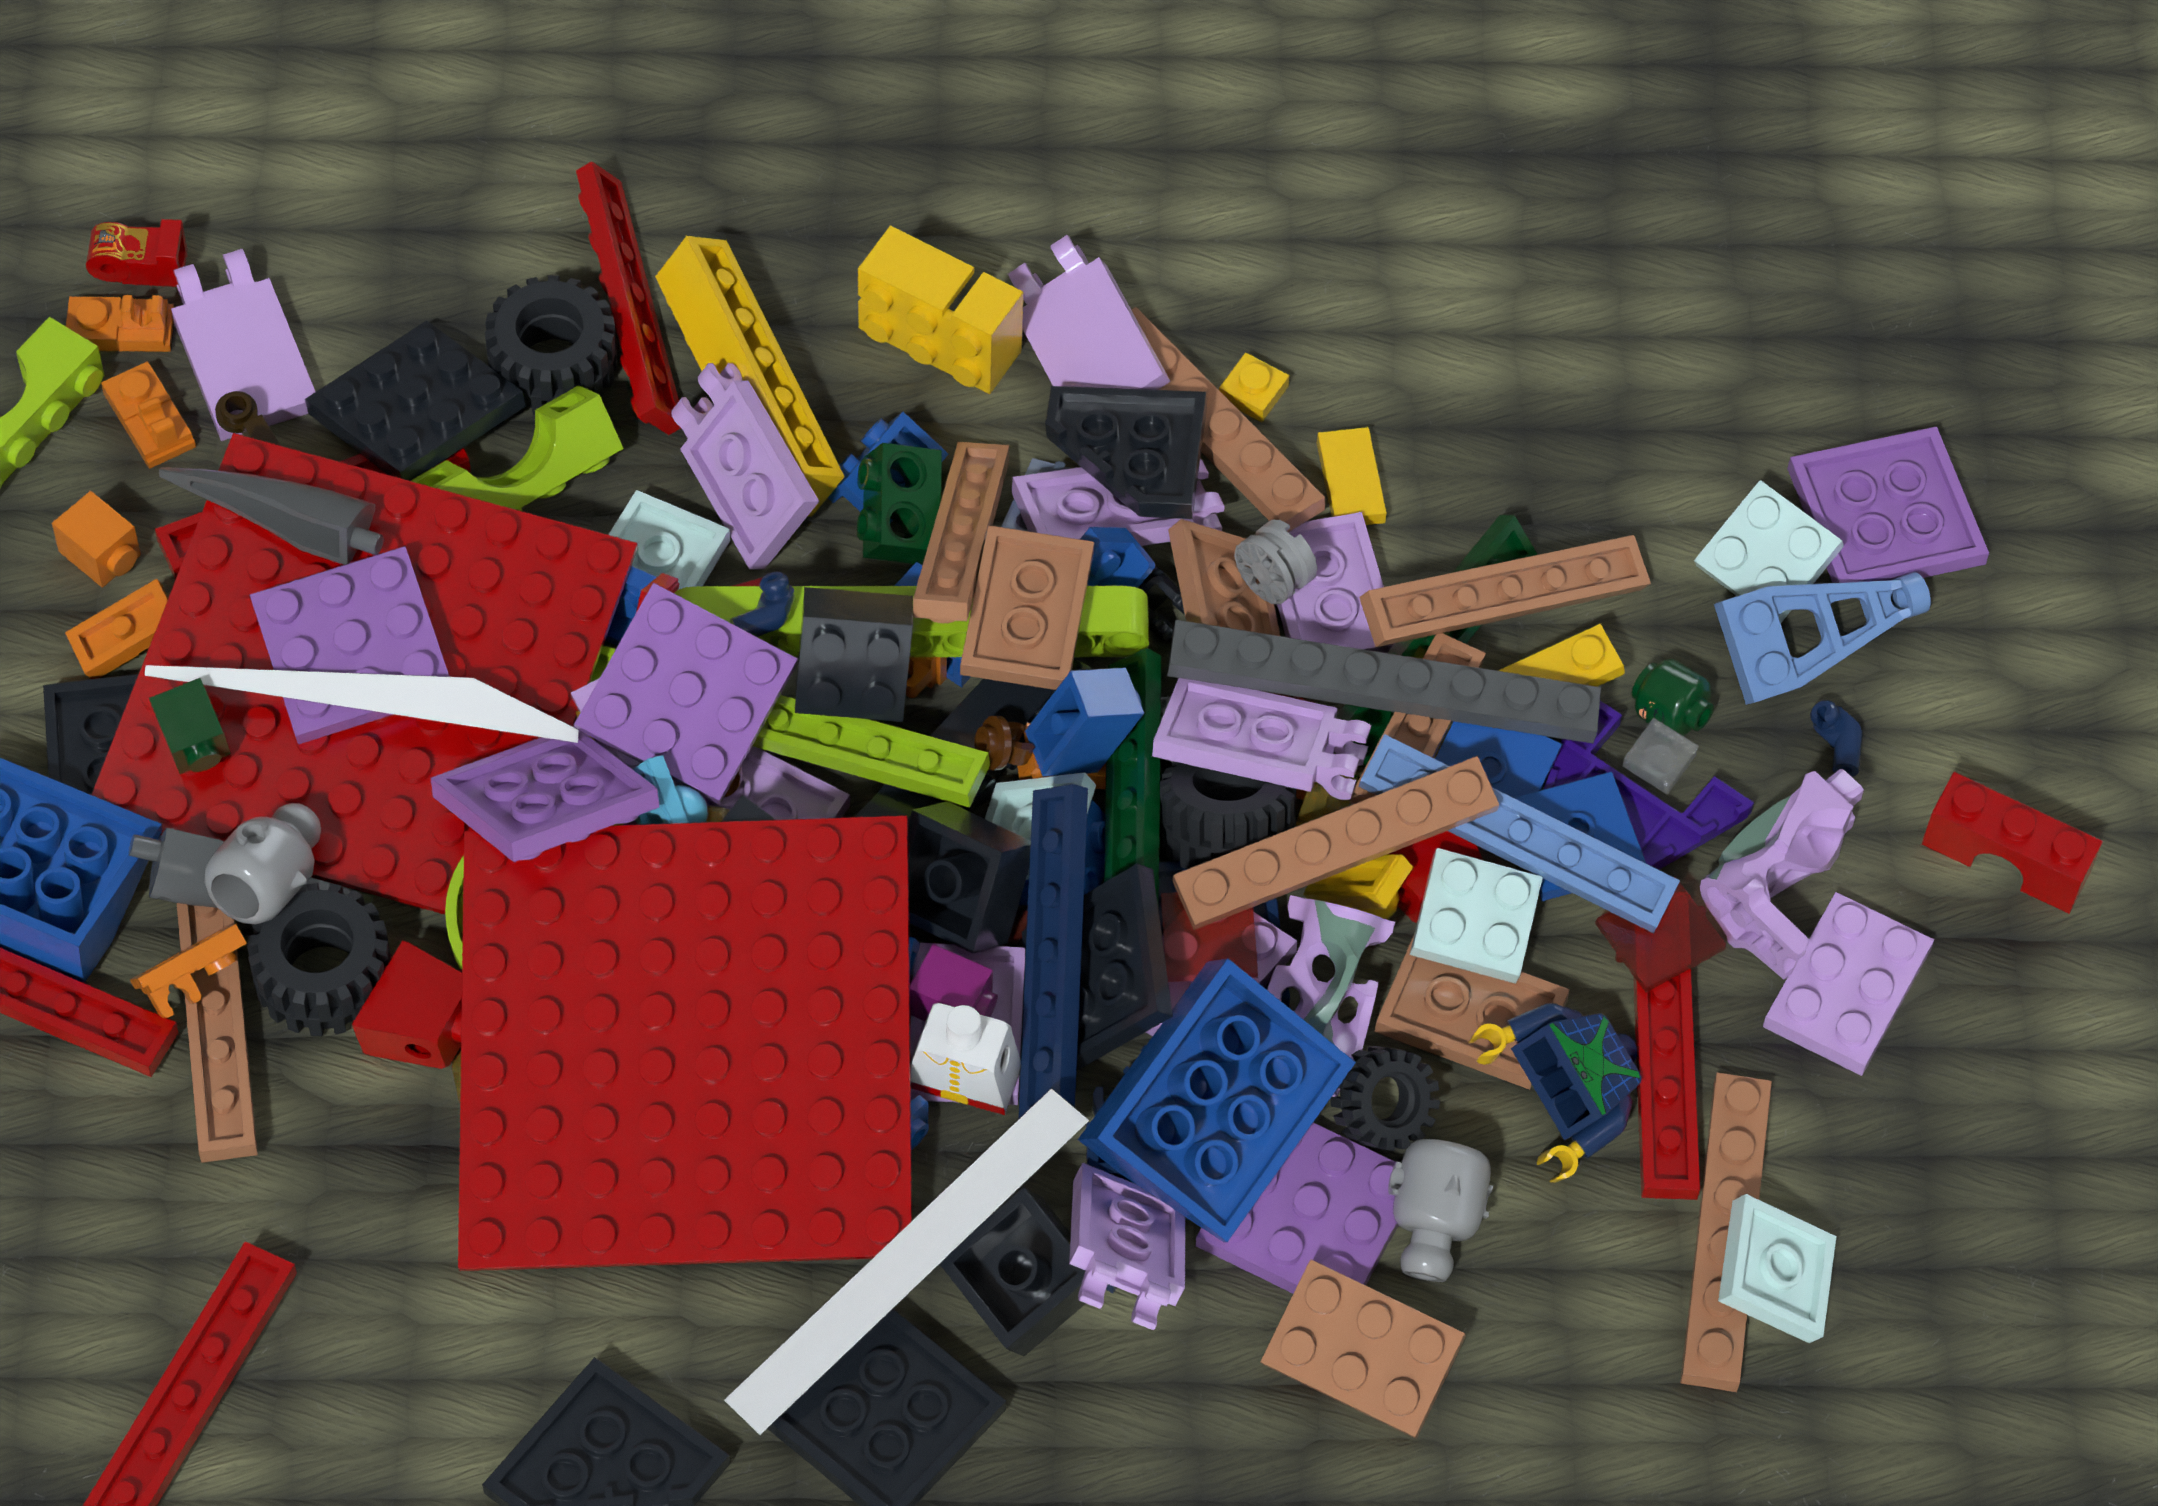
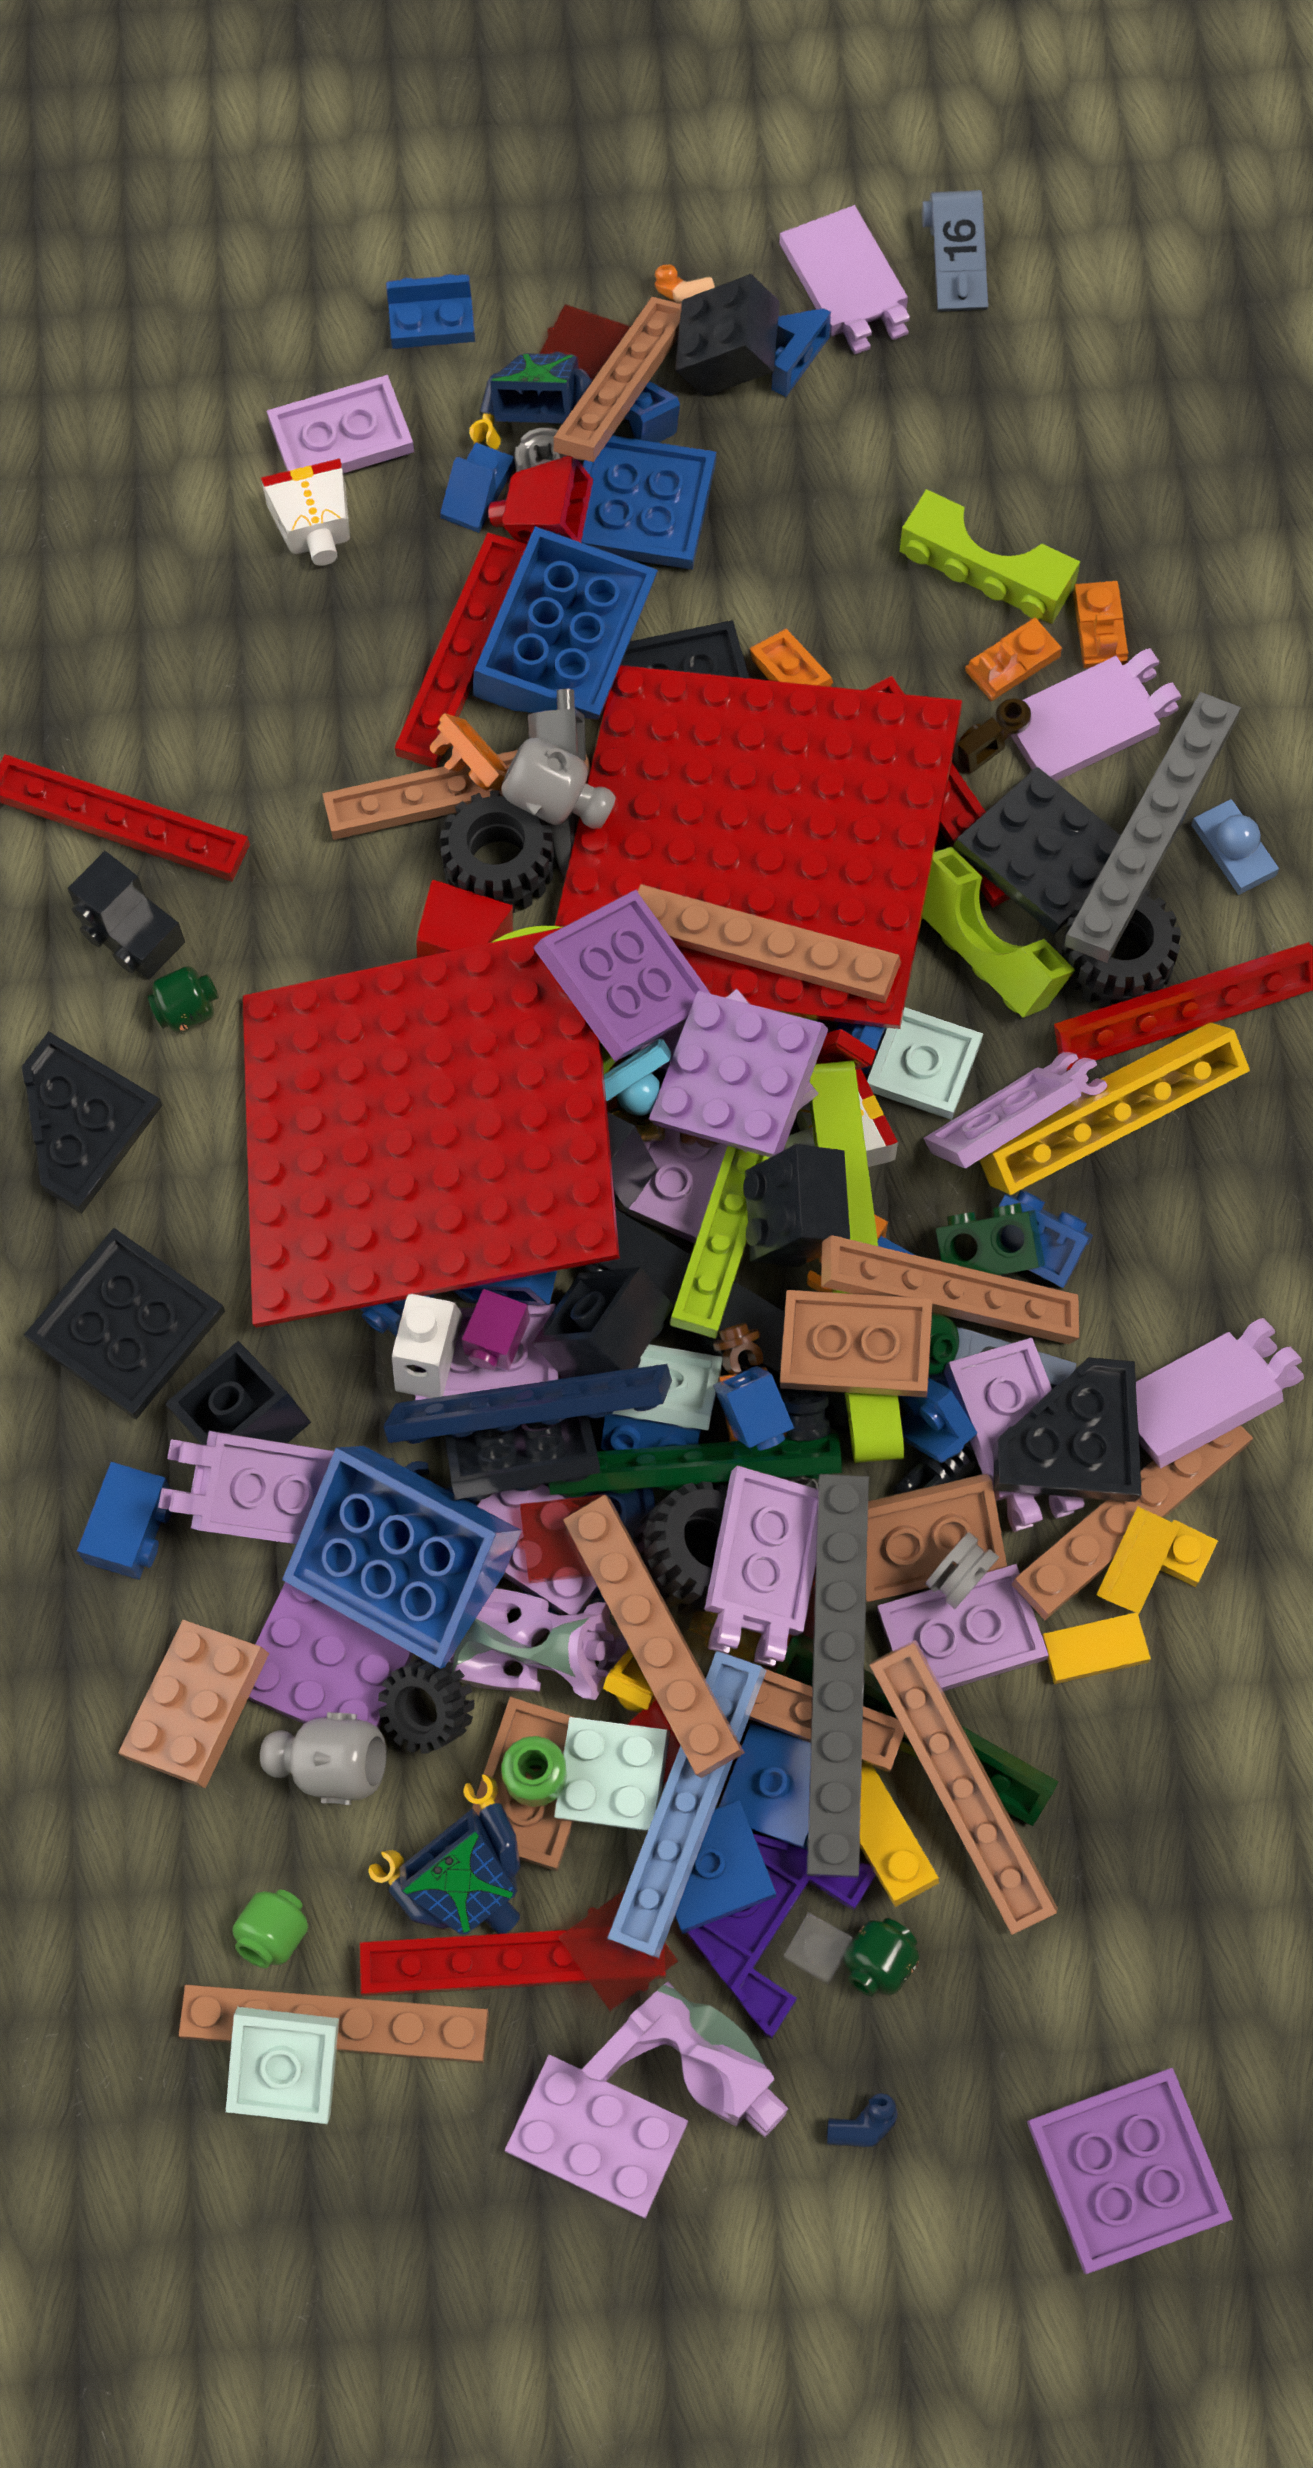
camera: 90 degrees right, 10 degrees up
(96, 539) = (878, 637): orange brick -> none
(137, 253) = (1170, 623): red leg -> none
(190, 727) = (675, 714): dark green brick -> none
(301, 514) = (883, 764): dark grey piece -> none
(341, 1384) = (121, 917): none -> black brick
(348, 621) = (769, 820): medium lavender plate -> none
(413, 287) = (1152, 828): none -> dark grey plate
(424, 697) = (716, 882): white sticker -> none
(433, 231) = (1235, 846): none -> medium blue tile
(460, 1328) = (183, 999): none -> dark green head
(521, 646) = (774, 945): none -> nougat plate
(772, 607) = (830, 1134): dark blue arm -> none
(905, 1261) = (240, 1319): white sticker -> none
(907, 300) = (1201, 1256): yellow piece -> none
(1137, 1415) = (125, 1522): none -> blue brick
(1266, 417) = (1138, 1560): none -> yellow tile
(1473, 983) = (531, 1754): none -> bright green head
(1625, 1279) = (270, 1928): none -> bright green head
(1759, 644) = (949, 2038): medium blue plate -> none
(1768, 545) = (1057, 2048): light aqua plate -> none
(2046, 851) = (753, 2294): red arch -> none

